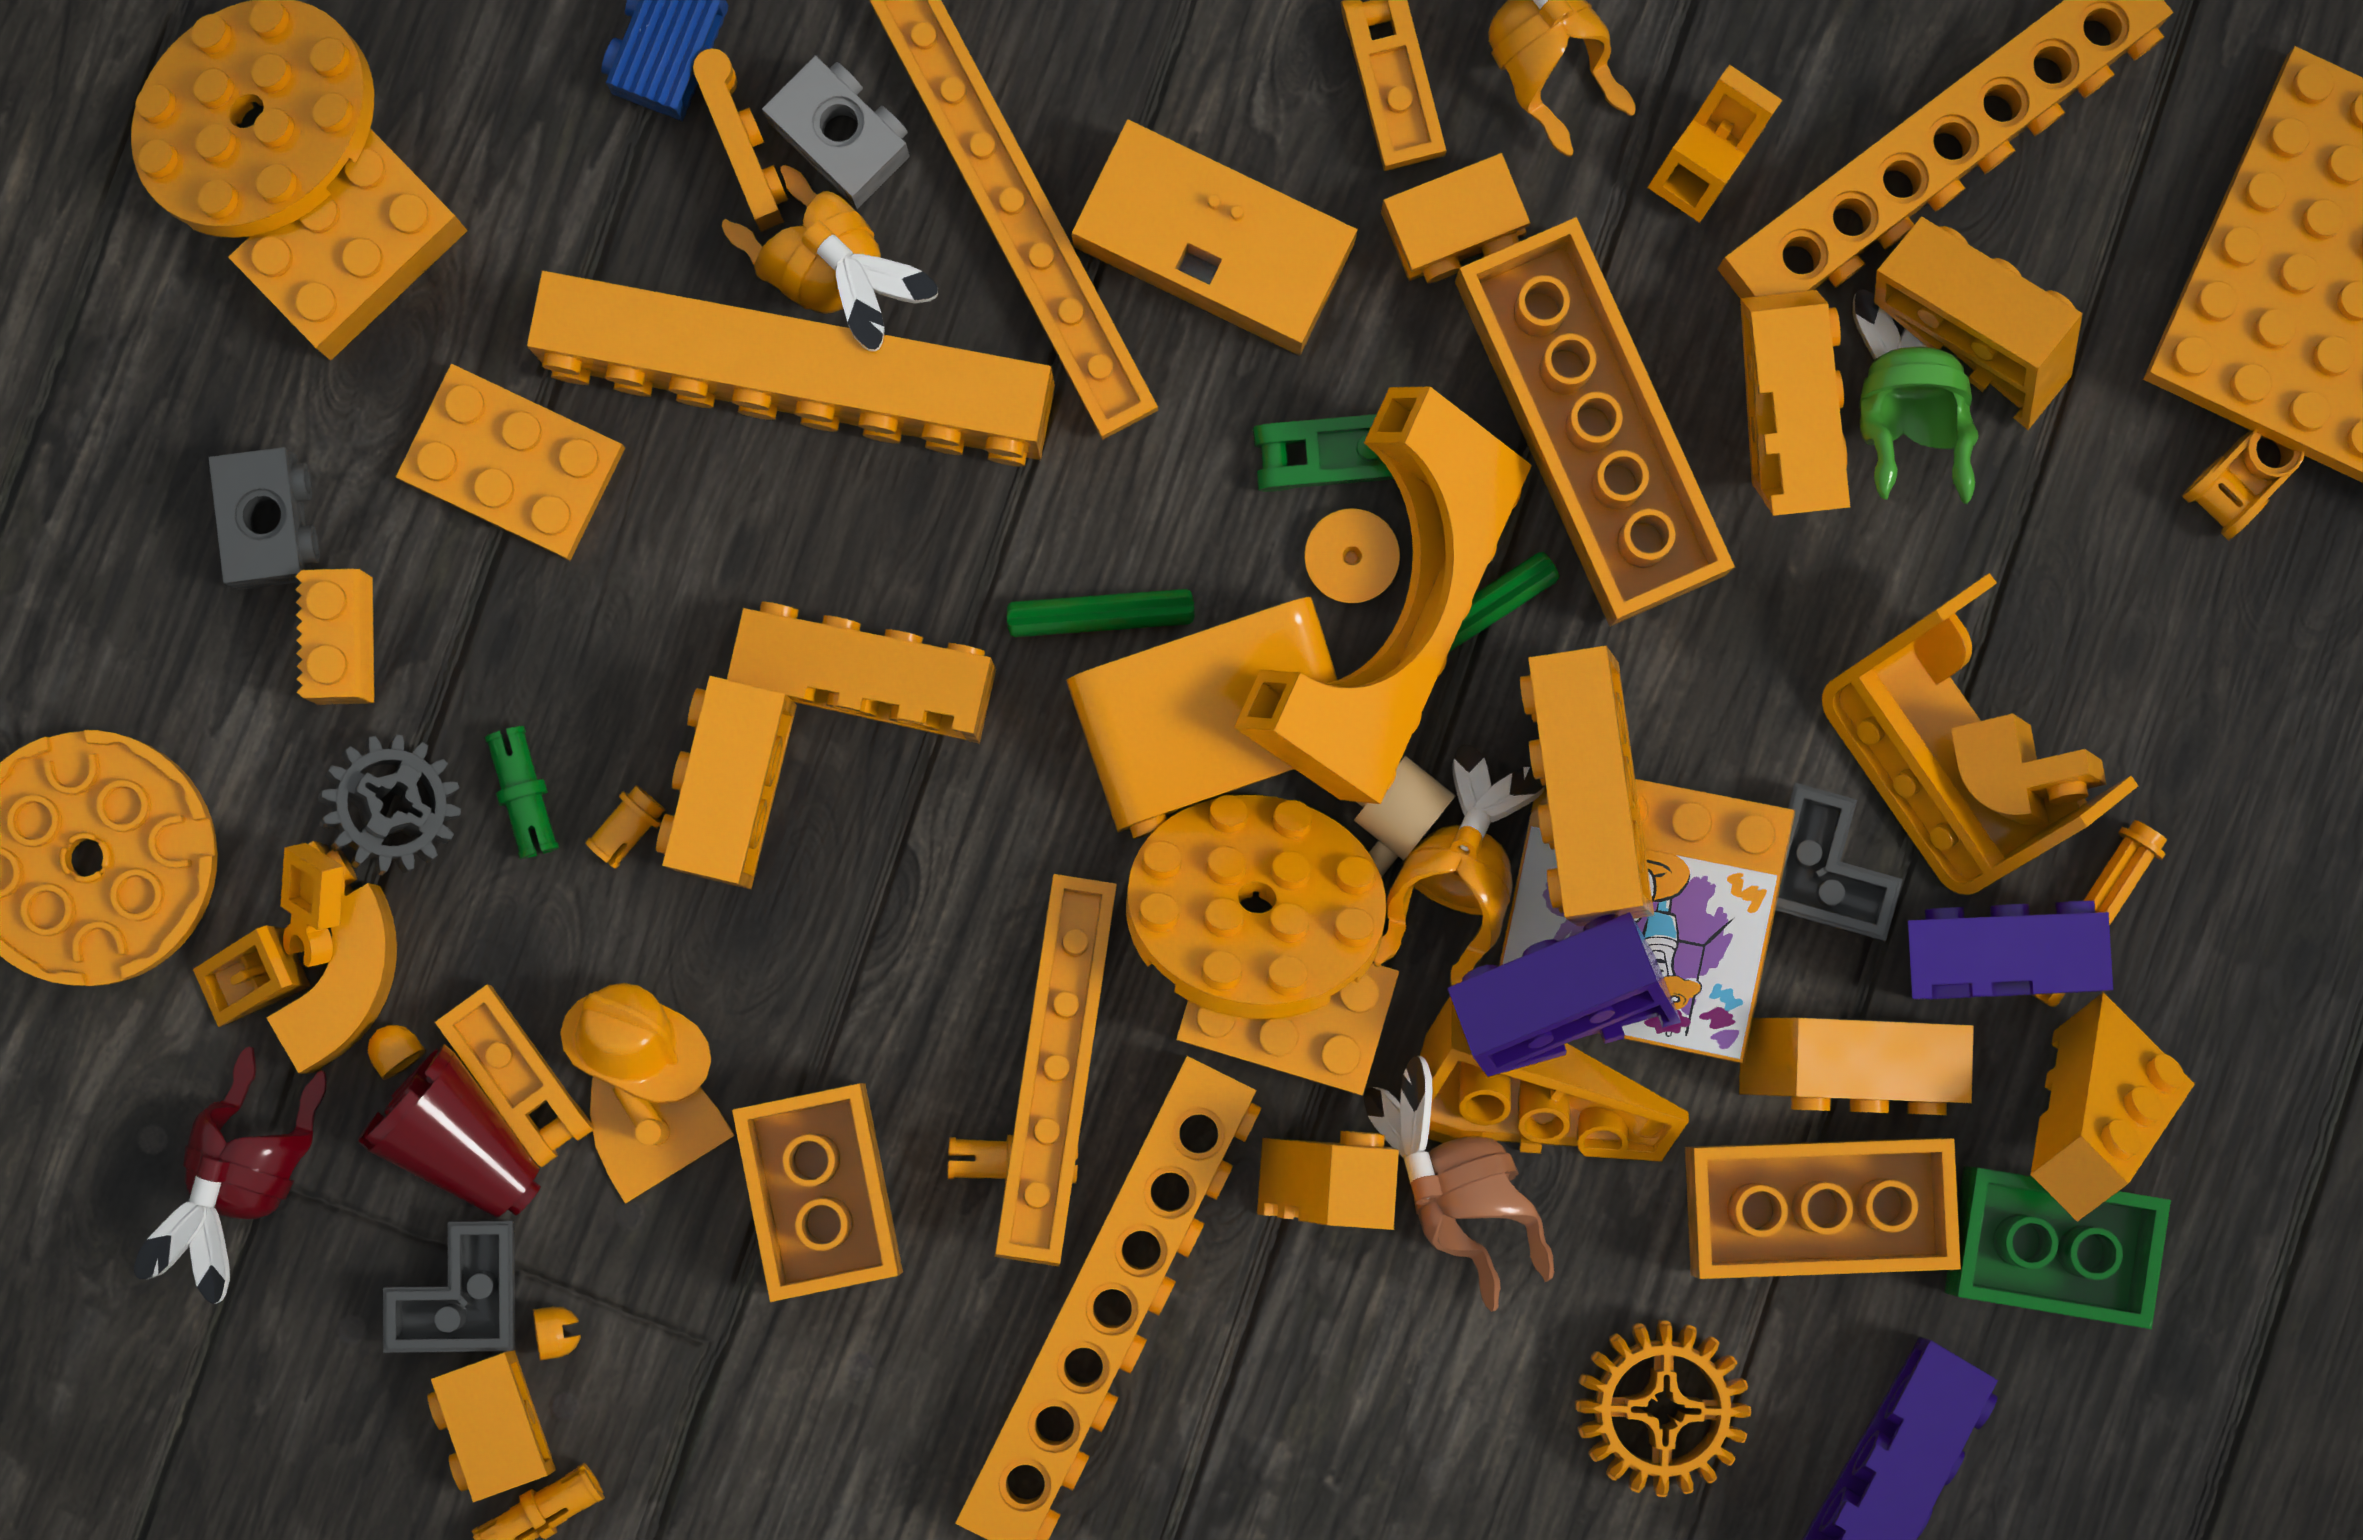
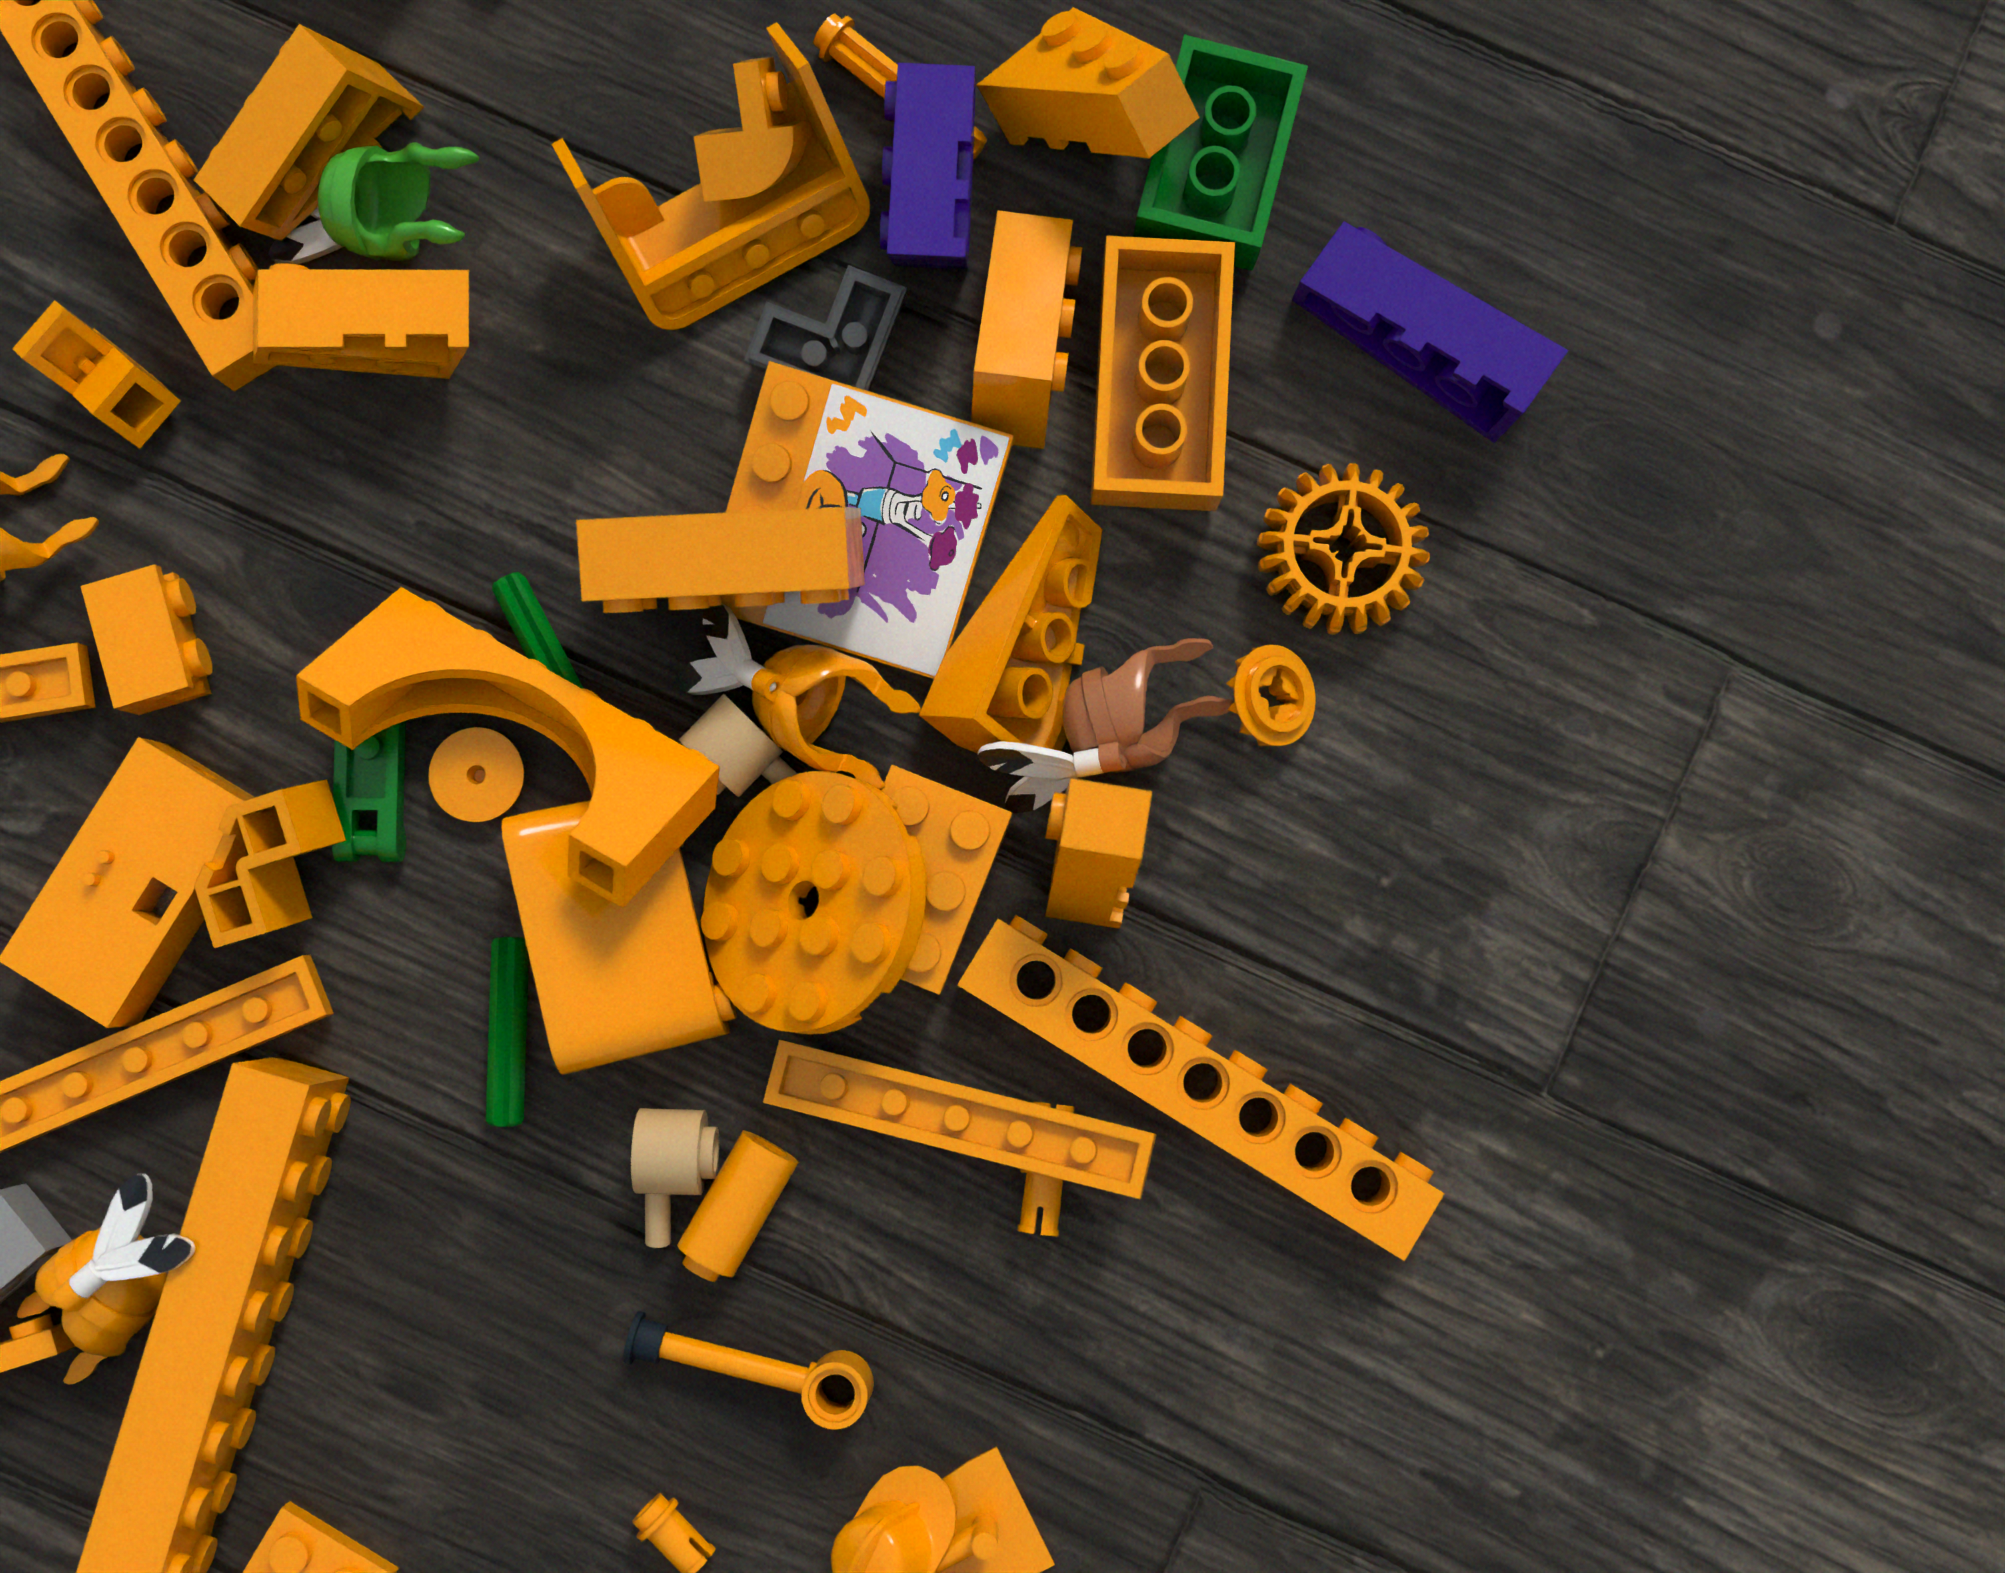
camera: 85 degrees left, 0 degrees up
(726, 781) = (633, 1432): light orange brick -> none
(810, 787) = (652, 1341): none -> light orange piece
(817, 1192) = (1060, 1373): light orange brick -> none
(863, 672) = (539, 1280): light orange wedge -> none
(949, 857) = (735, 1207): none -> light orange brick
(991, 789) = (674, 1156): none -> tan piece
(1225, 352) = (253, 874): none -> light orange brick
(1525, 1361) = (1287, 680): none -> light orange gear
(1562, 994) = (928, 601): dark purple wedge -> none
(1593, 421) = (361, 522): light orange brick -> none

